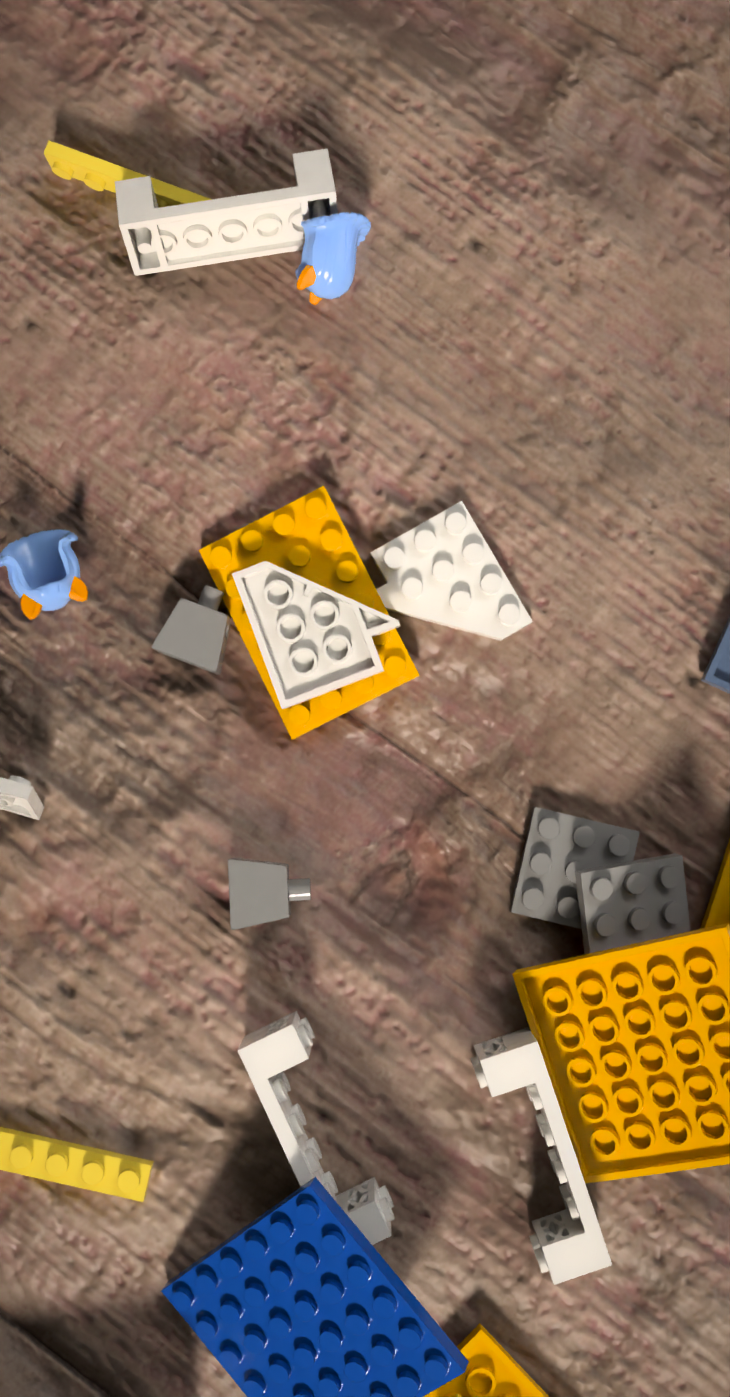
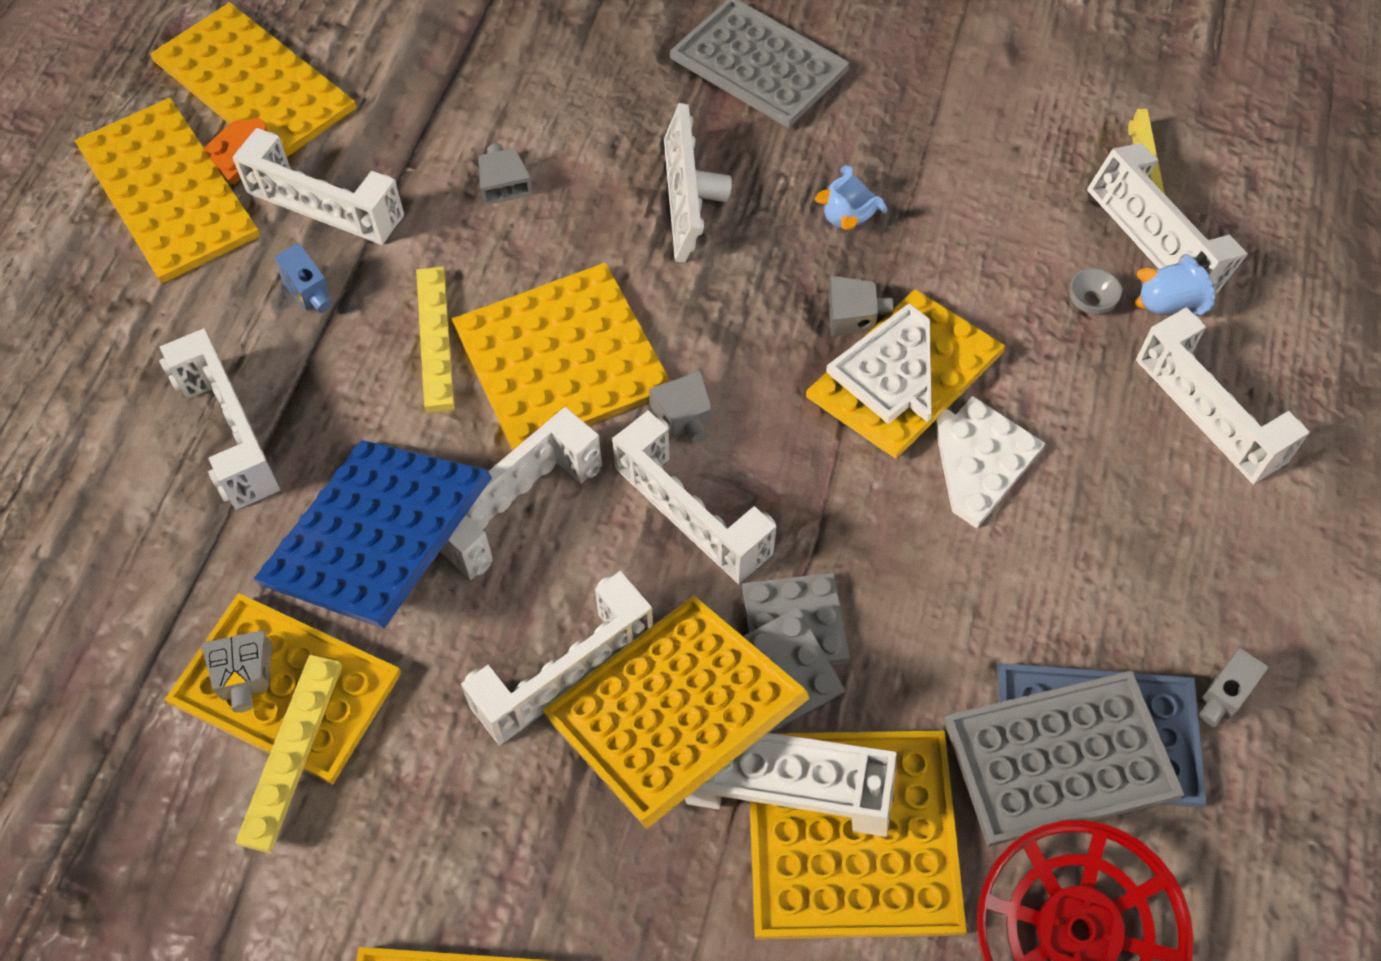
camera: 70 degrees right, 25 degrees down
(127, 1011) = (560, 349): none -> yellow plate
(284, 327) = (1095, 283): none -> light grey piece
(317, 980) = (639, 458): none -> white plate
(564, 280) = (1250, 447): none -> white plate

